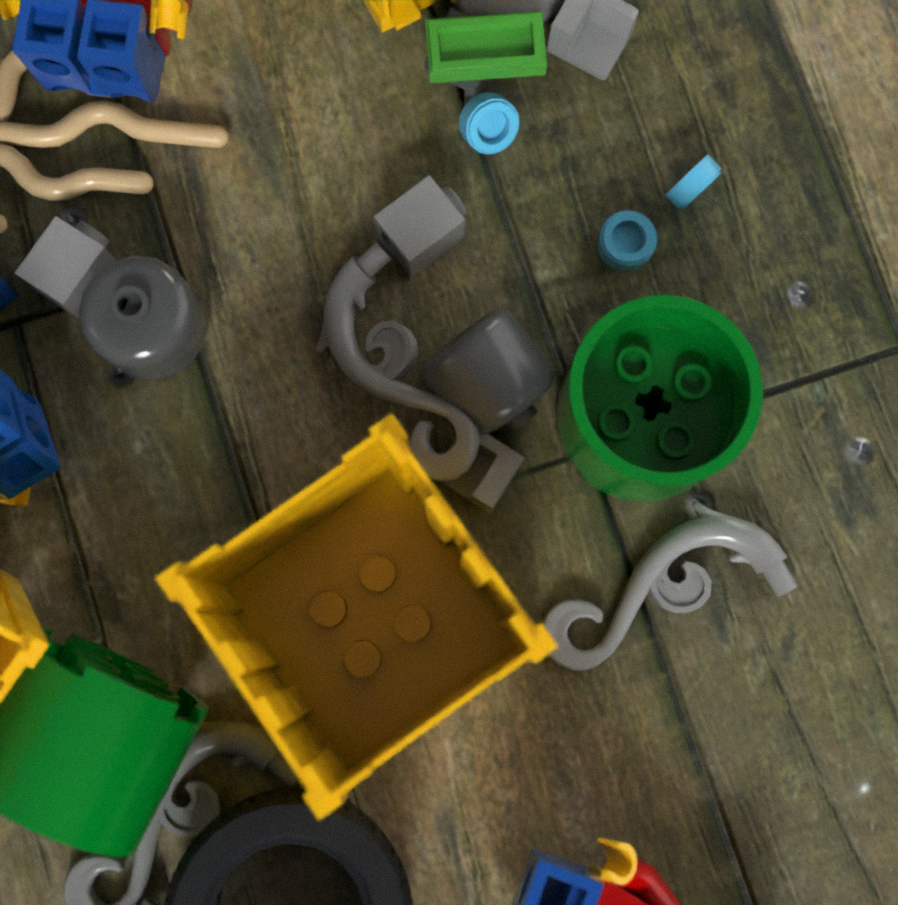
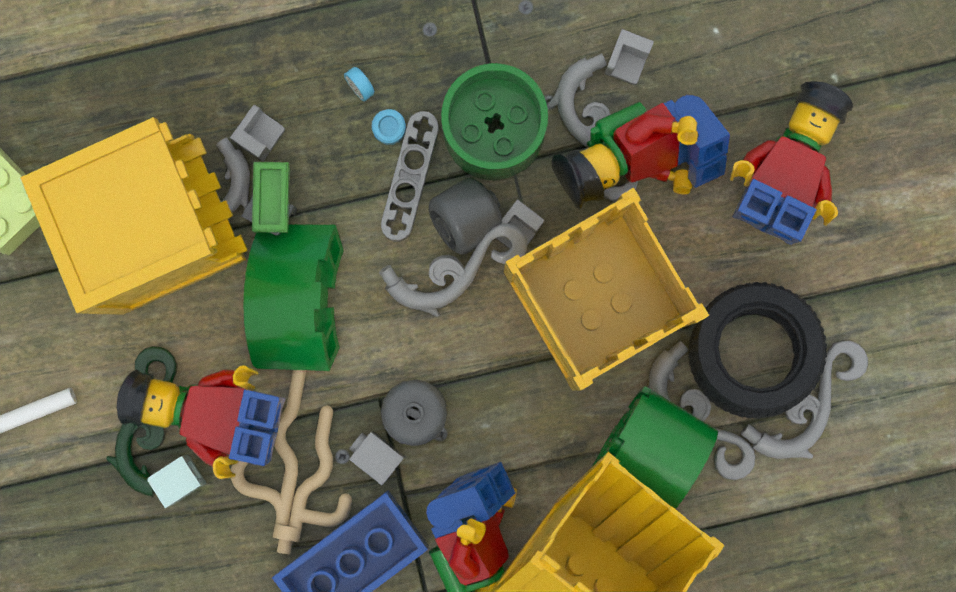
camera: 80 degrees left, 5 degrees up
(323, 100) = (288, 298): none -> green panel
(421, 225) = (370, 246): light grey brick -> none
(489, 123) = (310, 201): medium azure tile -> none
(548, 271) = (405, 175): none -> light grey beam
(644, 681) = (647, 145): none -> piece
(798, 634) = (629, 57): none -> light grey panel

